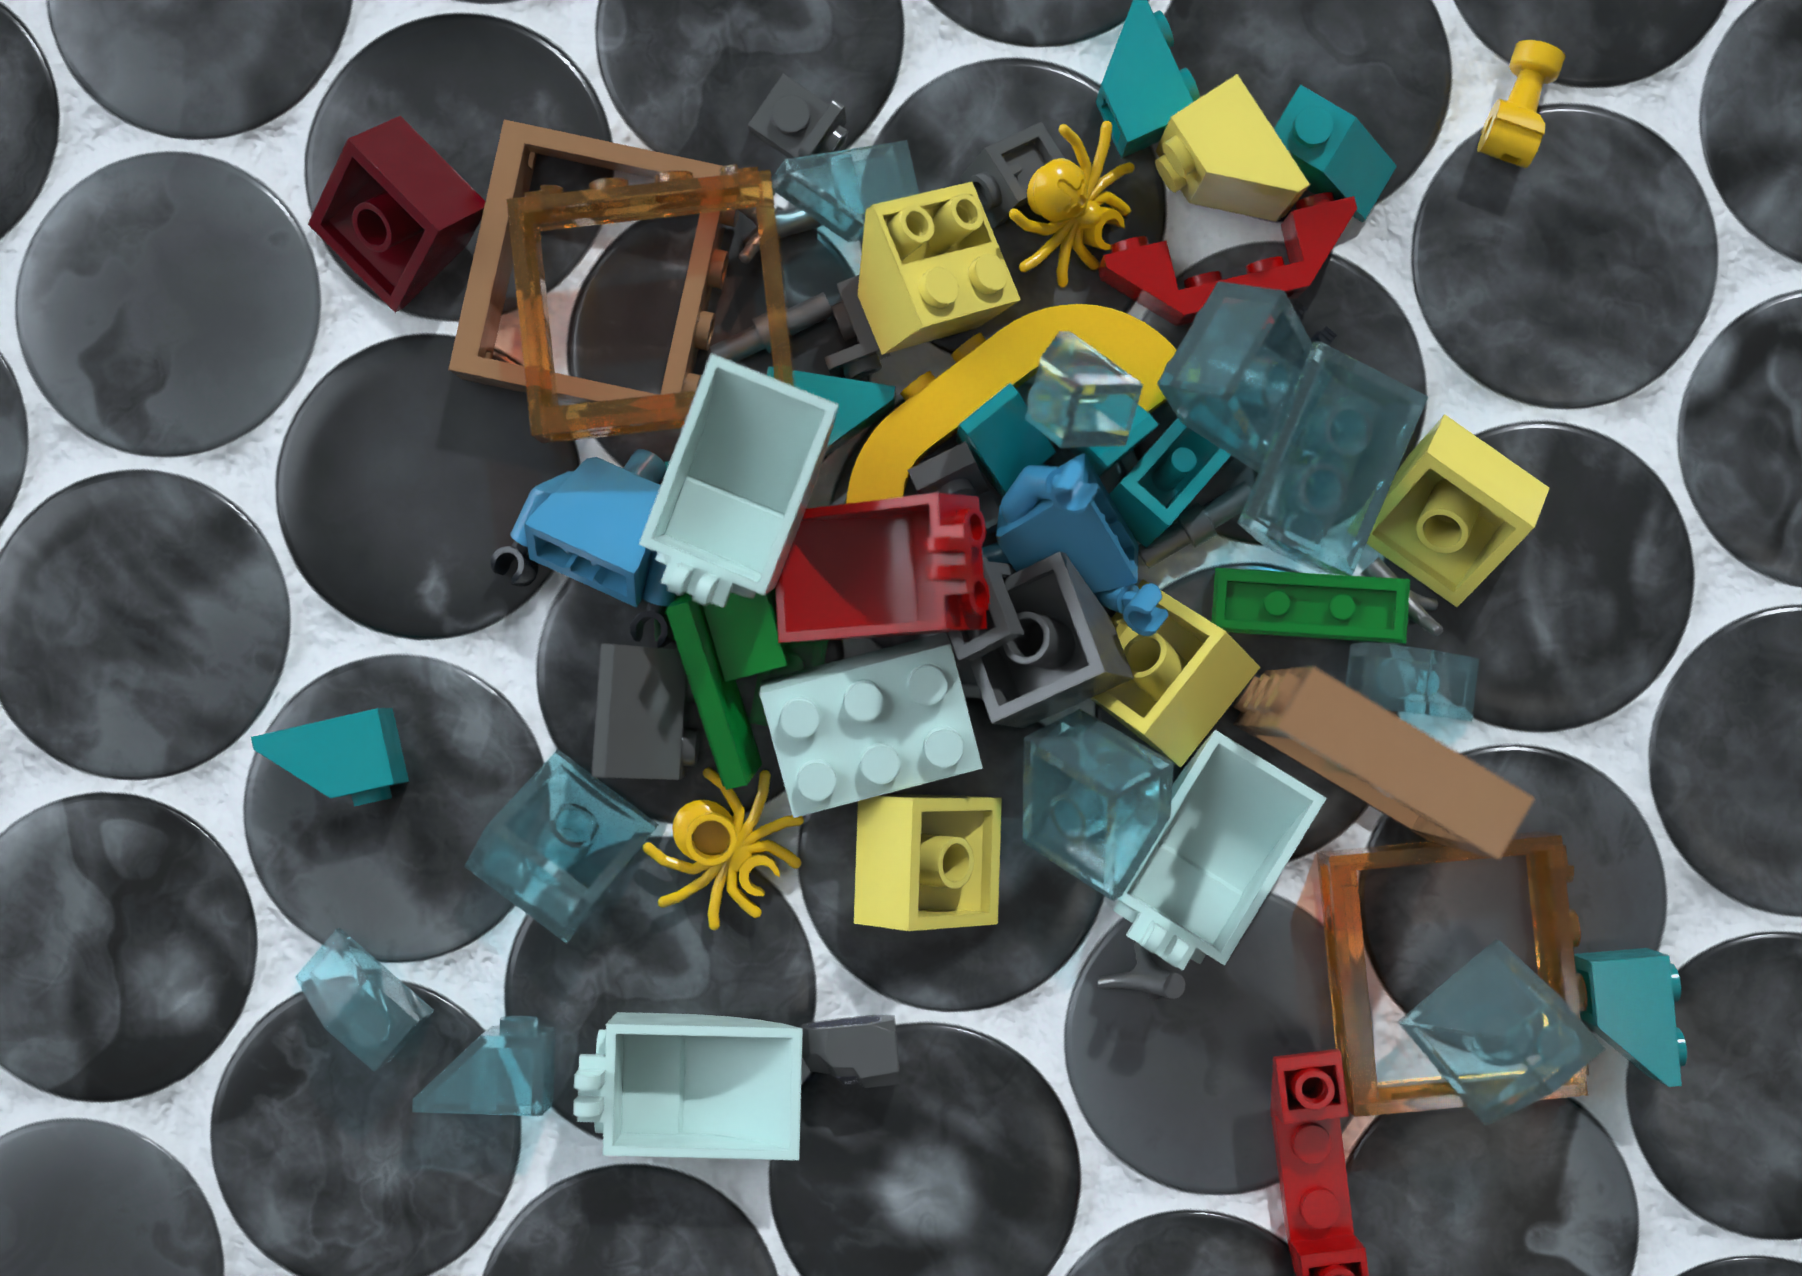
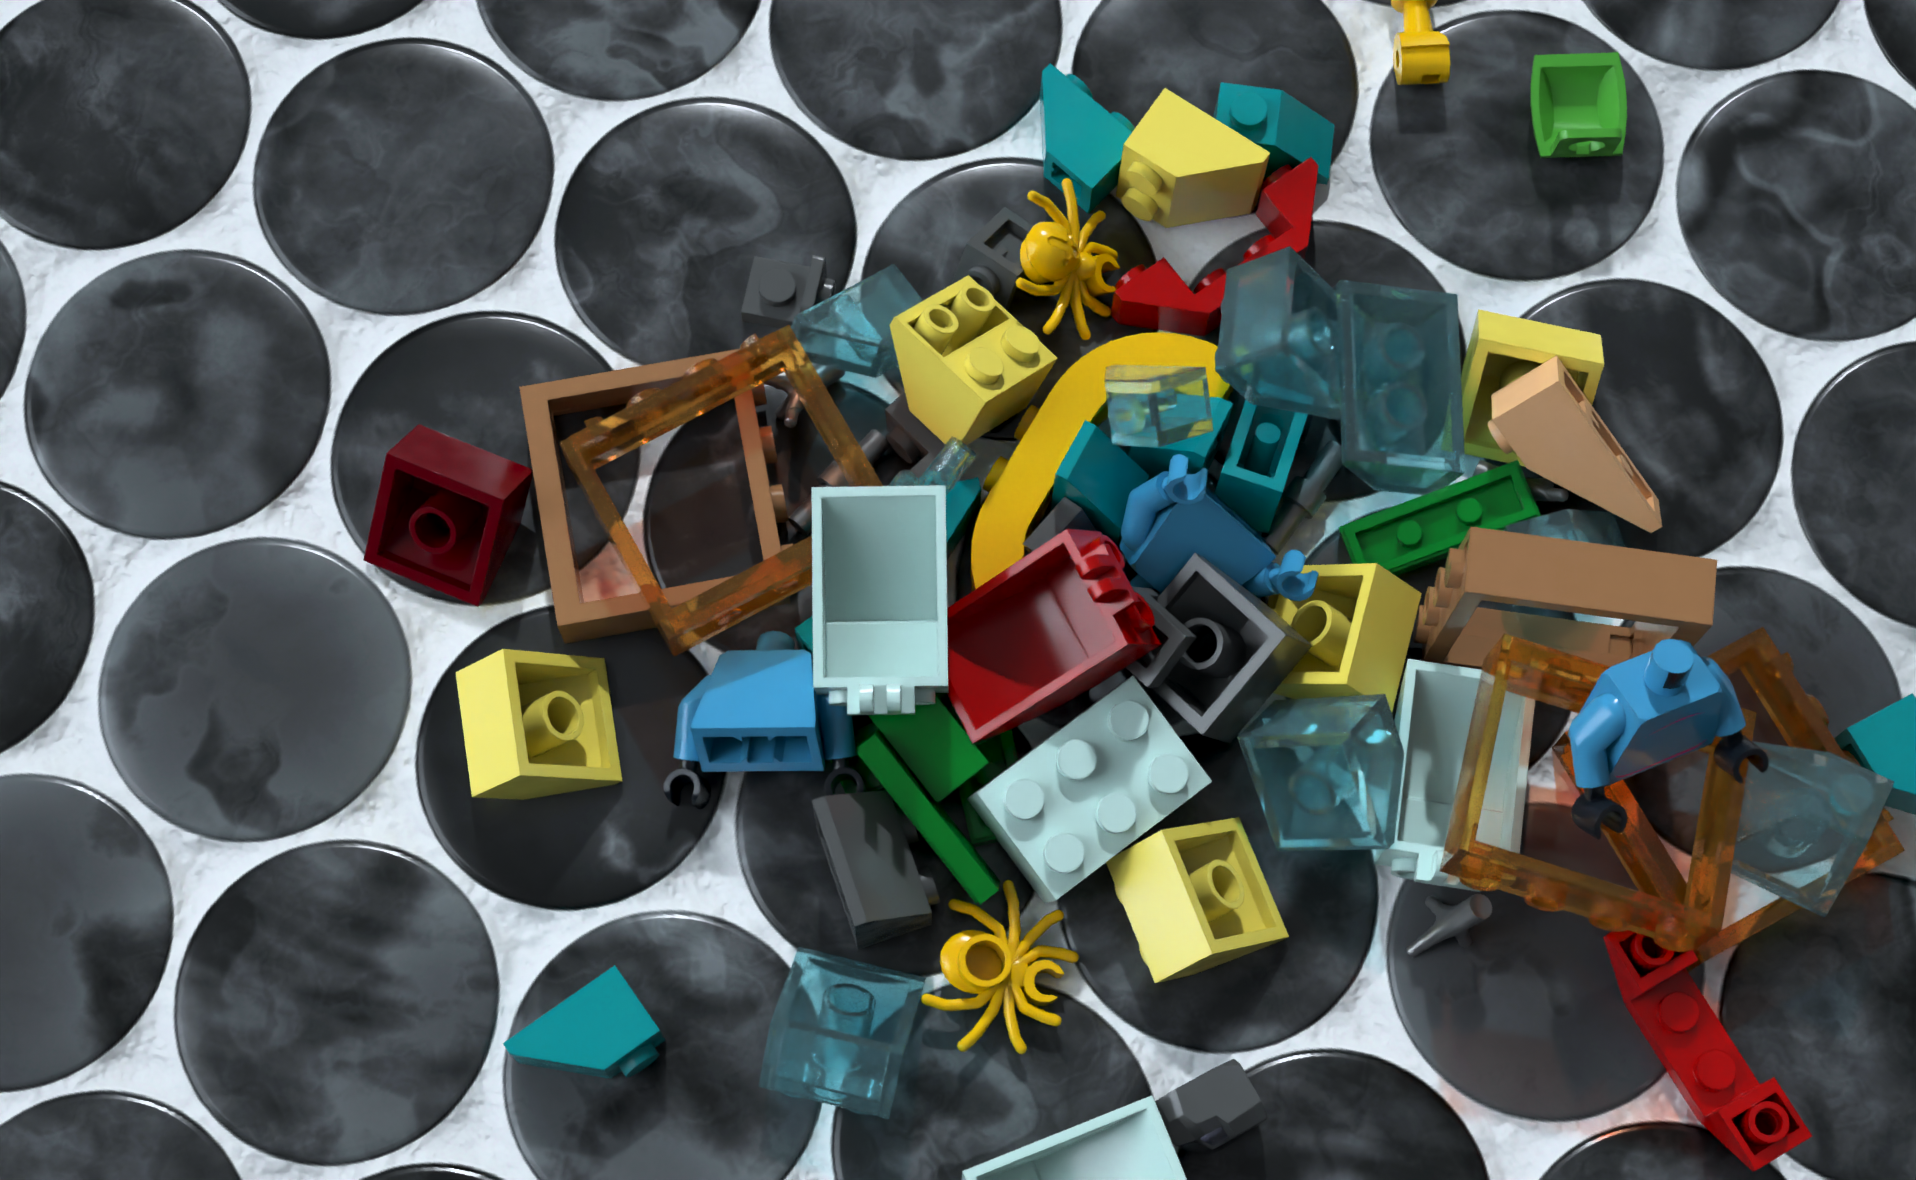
camera: 30 degrees left, 15 degrees down
(402, 451) = (537, 724): none -> light yellow slope
(850, 377) = (944, 469): none -> clear light blue arm
(1400, 904) = (1648, 716): none -> dark azure torso
(1466, 587) = (1568, 443): none -> light nougat slope
(1473, 939) = (1567, 683): none -> clear orange window
(1641, 246) = (1578, 105): none -> bright green piece

